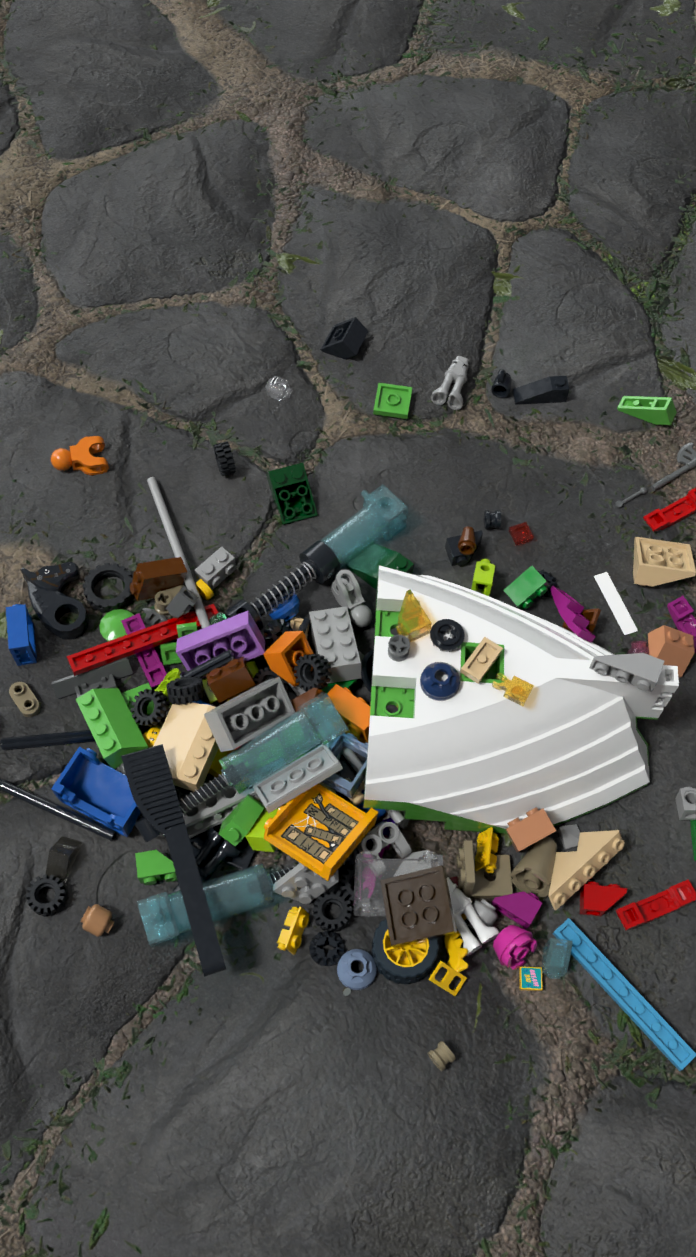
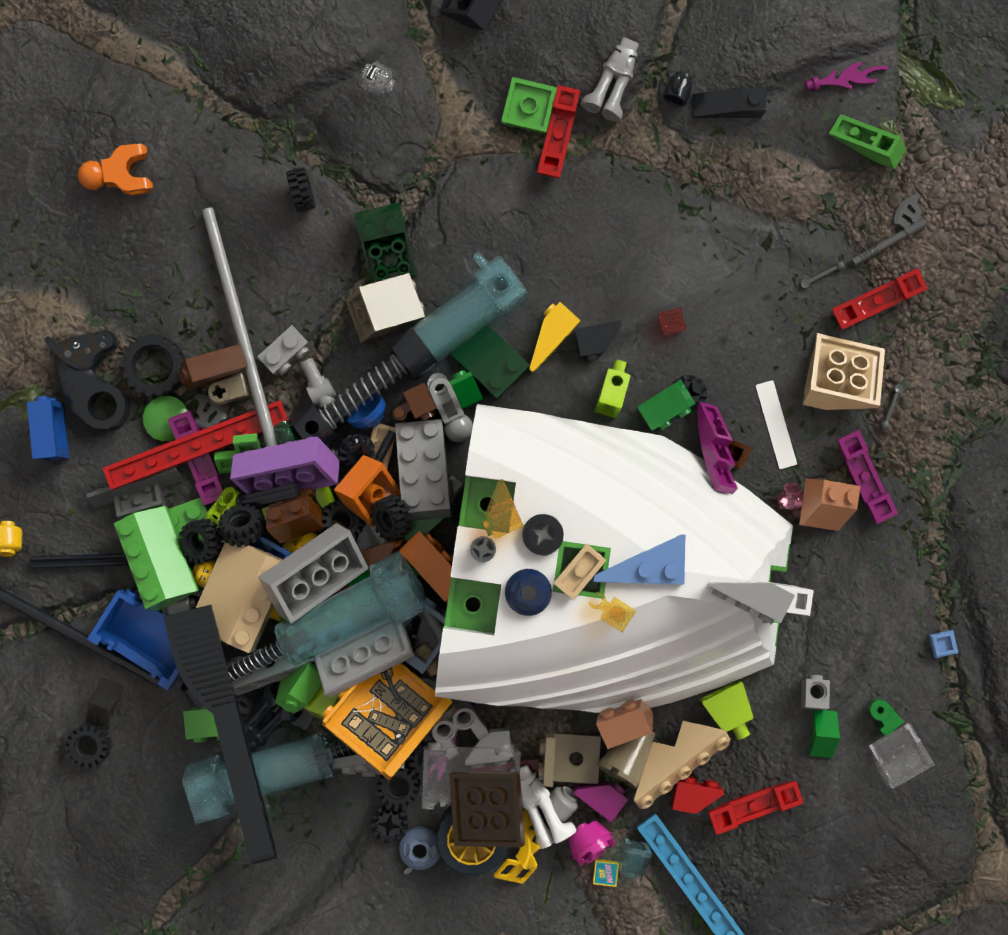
camera: 10 degrees right, 25 degrees up
(24, 697) = (56, 506): dark tan plate -> none
(97, 920) = (142, 778): medium nougat head -> none
(181, 602) = (240, 405): dark grey brick -> none
(204, 590) = (270, 378): yellow tile -> none
(242, 591) = (318, 387): none -> light grey pin
(292, 533) = (385, 307): none -> slope
(297, 921) = (351, 812): yellow hinge -> none
(326, 596) = (419, 403): none -> reddish brown brick
(366, 583) = (466, 389): none -> green slope
(417, 414) = (558, 132): none -> red slope
(430, 544) = (554, 330): none -> yellow slope
(467, 541) = (600, 339): reddish brown cone -> none
(486, 843) = (571, 744): yellow hinge -> none
(492, 519) = (638, 299): black wheel -> none
(544, 653) = (655, 566): none -> medium blue wing
(569, 836) = (673, 718): light grey slope -> none
(621, 817) = (729, 708): none -> lime torso
(623, 374) = (850, 74): none -> magenta piece

